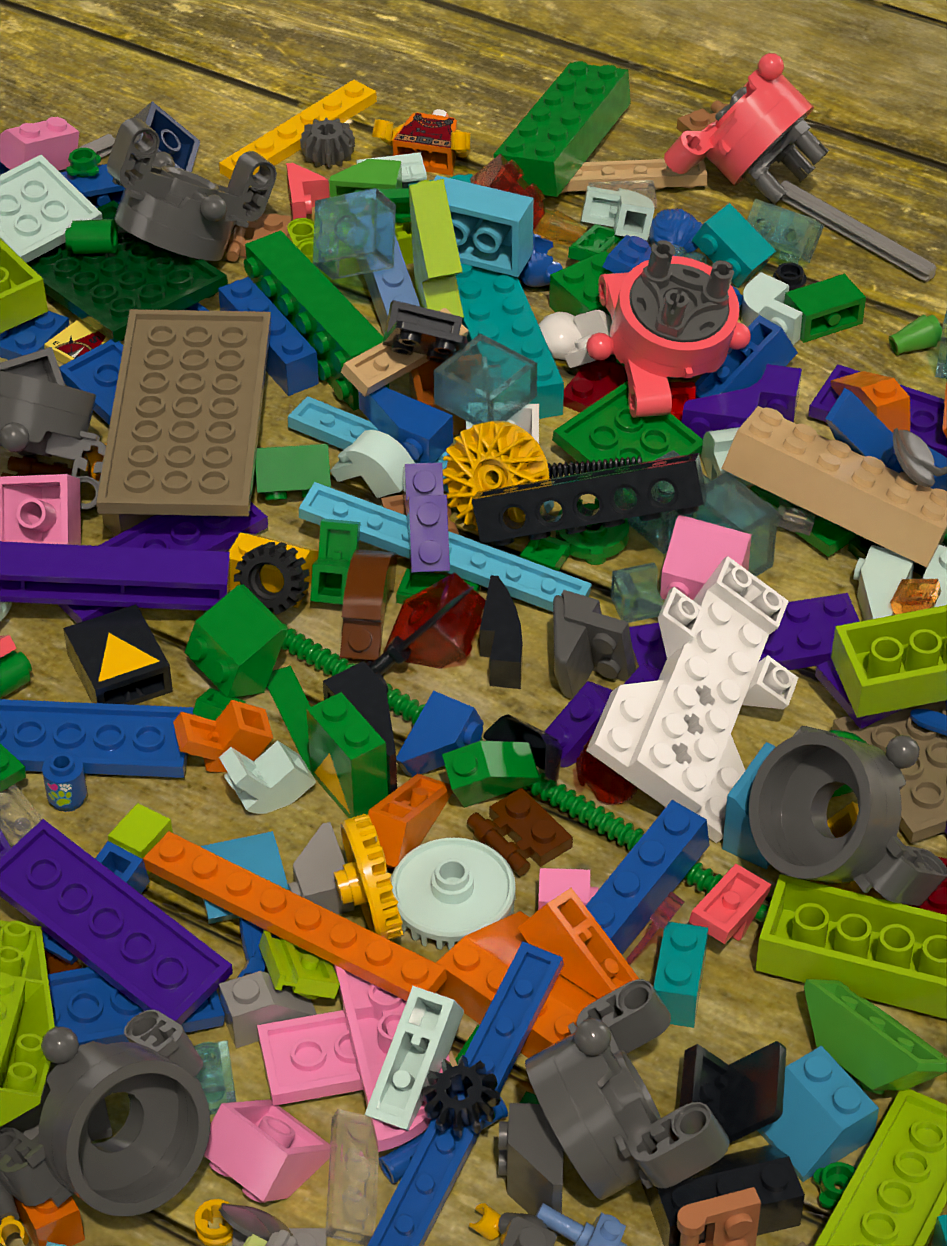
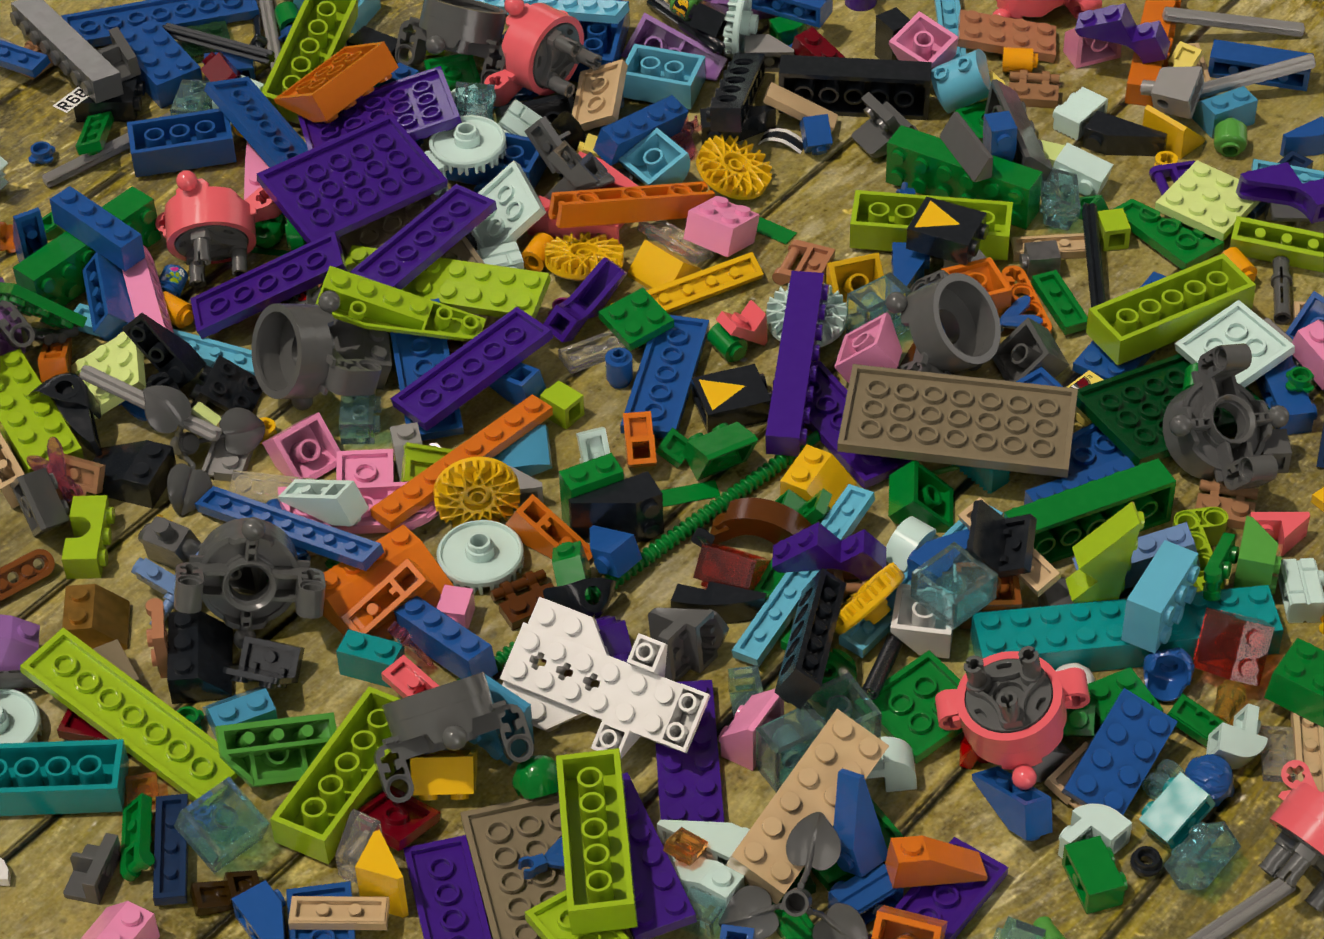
camera: 100 degrees right, 0 degrees up
(288, 565) = (776, 465): black tyre -> none
(354, 234) = (1162, 509): clear light blue brick -> none
(465, 1112) = (281, 508): black gear -> none
(775, 390) = (948, 788): dark purple arch -> none

